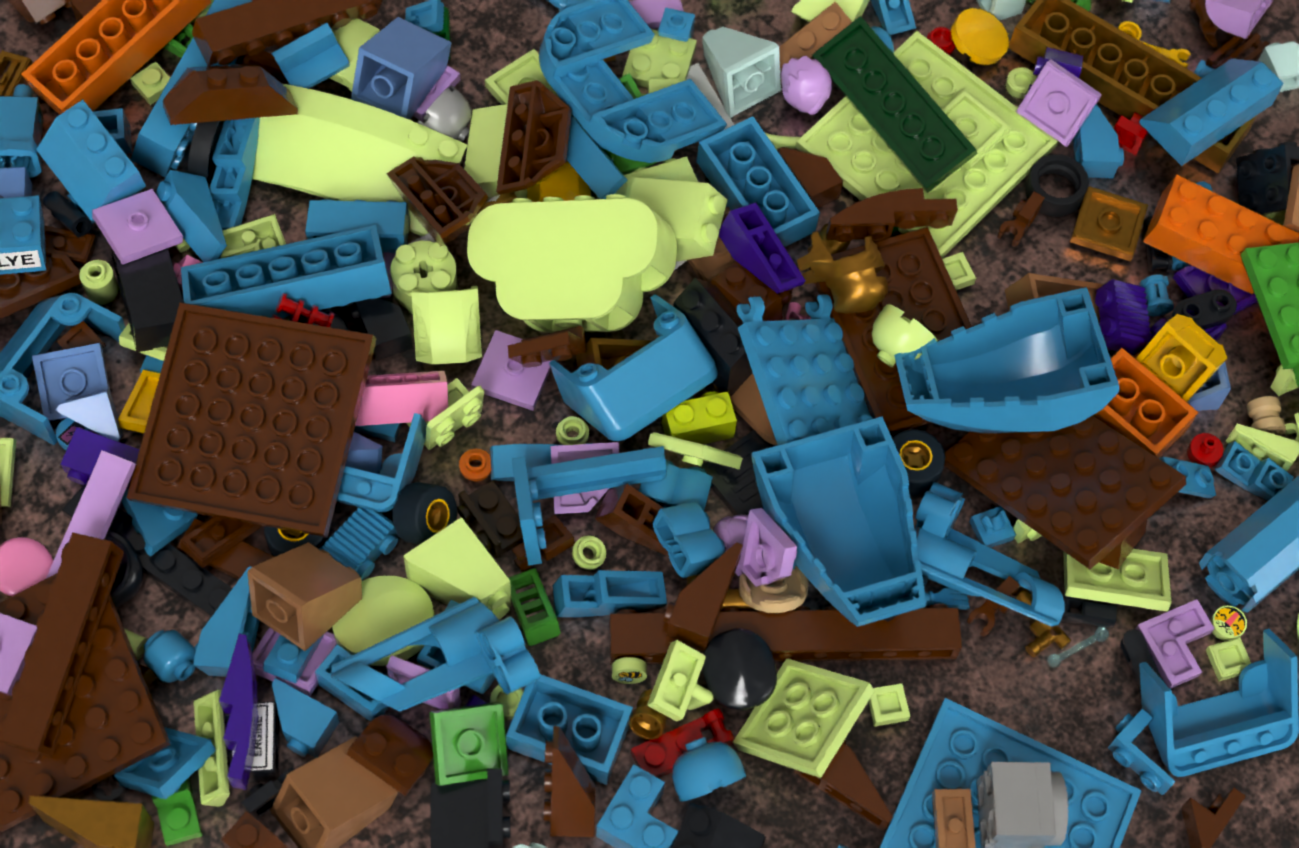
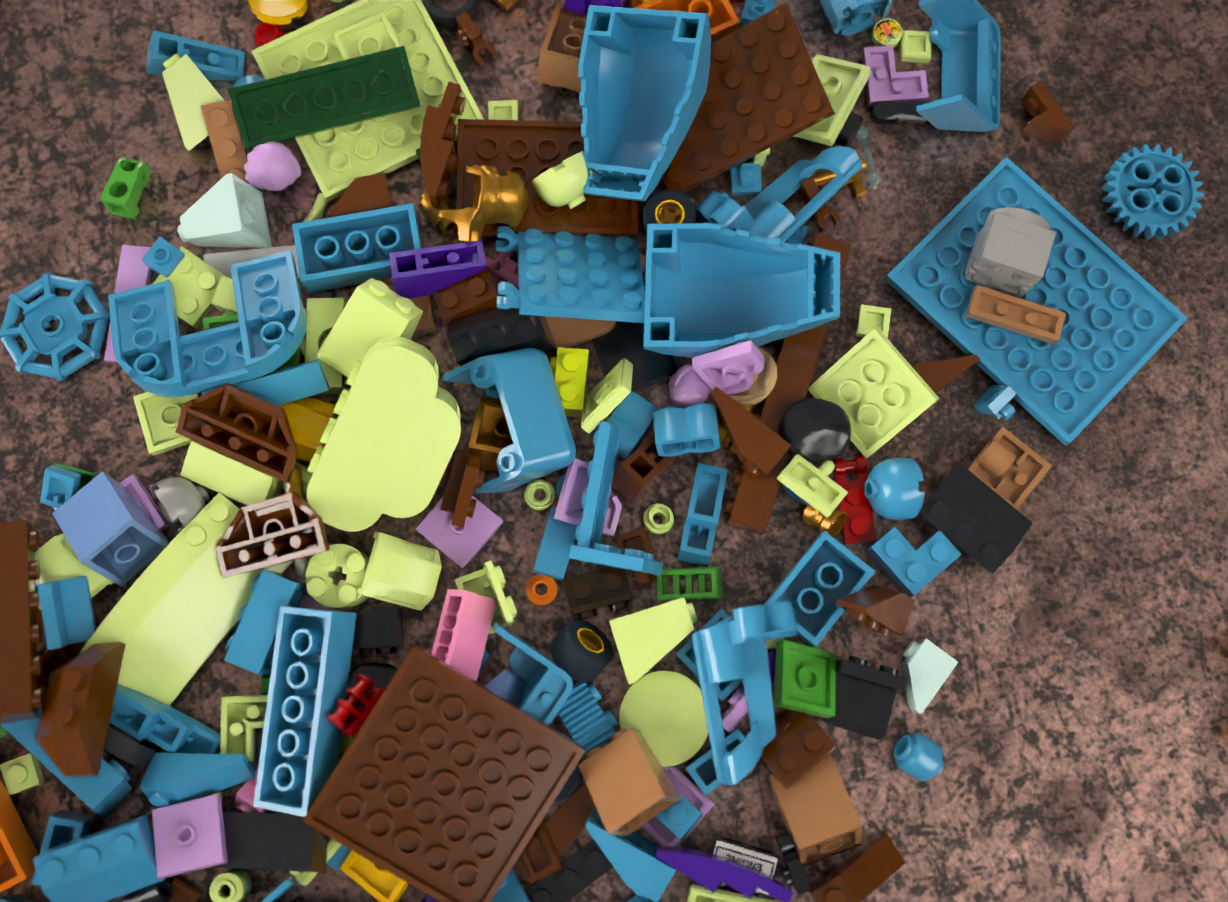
camera: 65 degrees left, 15 degrees up
(303, 720) = (733, 817): dark azure slope -> none
(629, 670) = (777, 521): yellowish green tile -> none
(1130, 756) = (957, 148): dark azure bracket -> none

